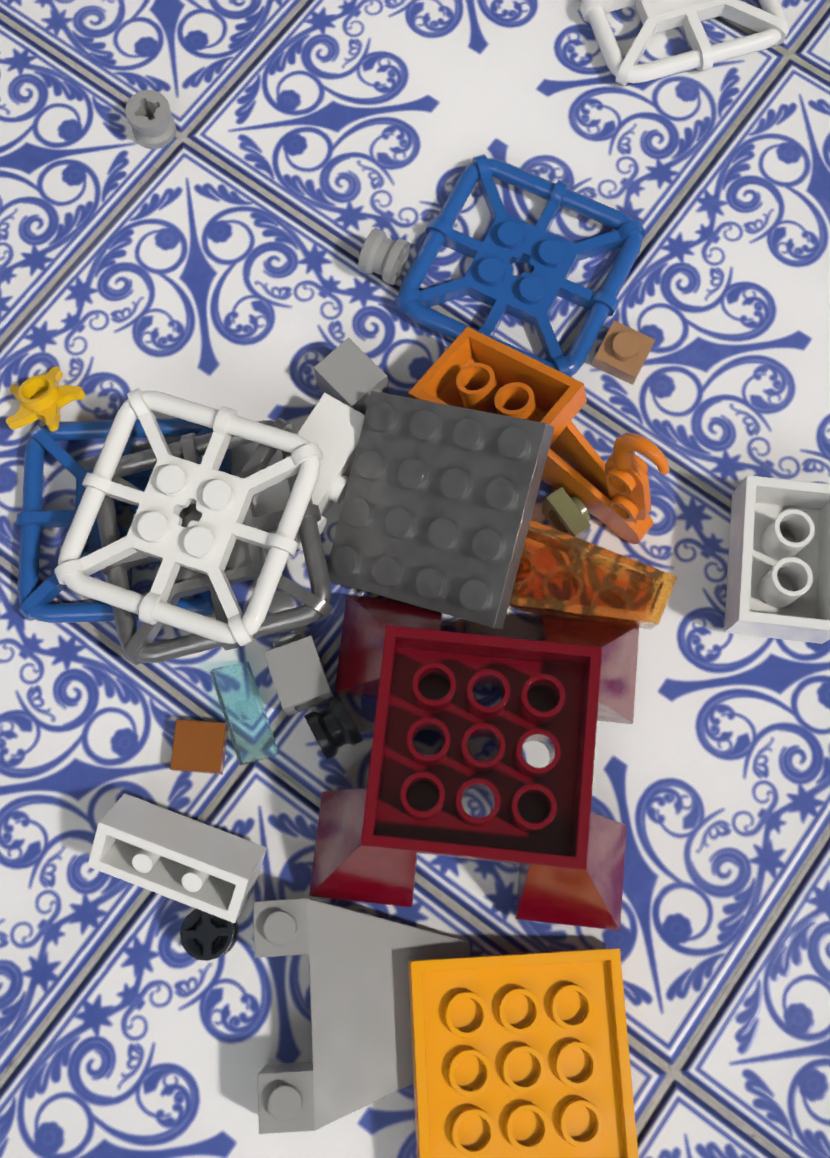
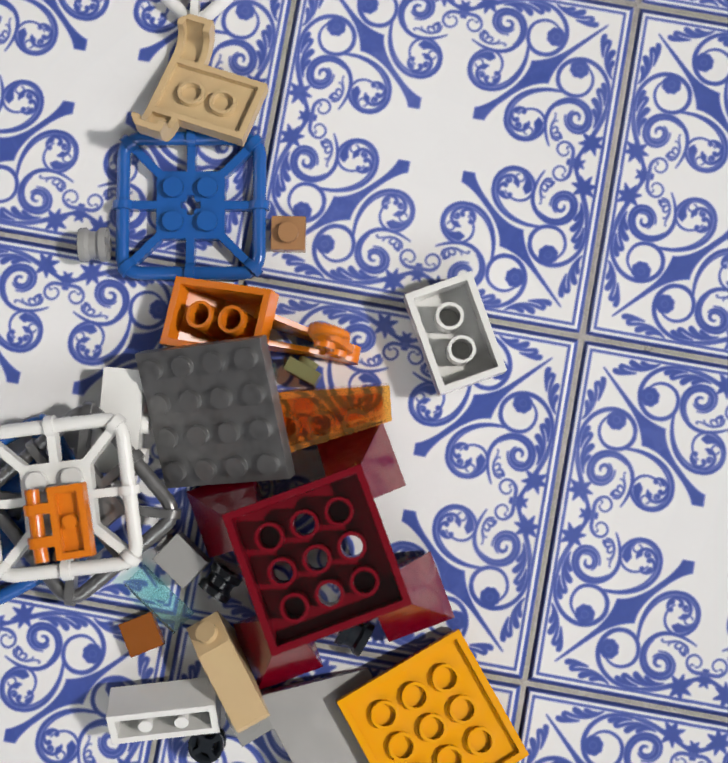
camera: 25 degrees left, 10 degrees up
(188, 541) = (69, 522): none -> orange plate
(287, 846) = (228, 671): none -> tan slope
(350, 376) = (116, 345): light grey brick -> none
(474, 885) = (355, 637): none -> black wheel
(591, 147) = (200, 95): none -> tan piece

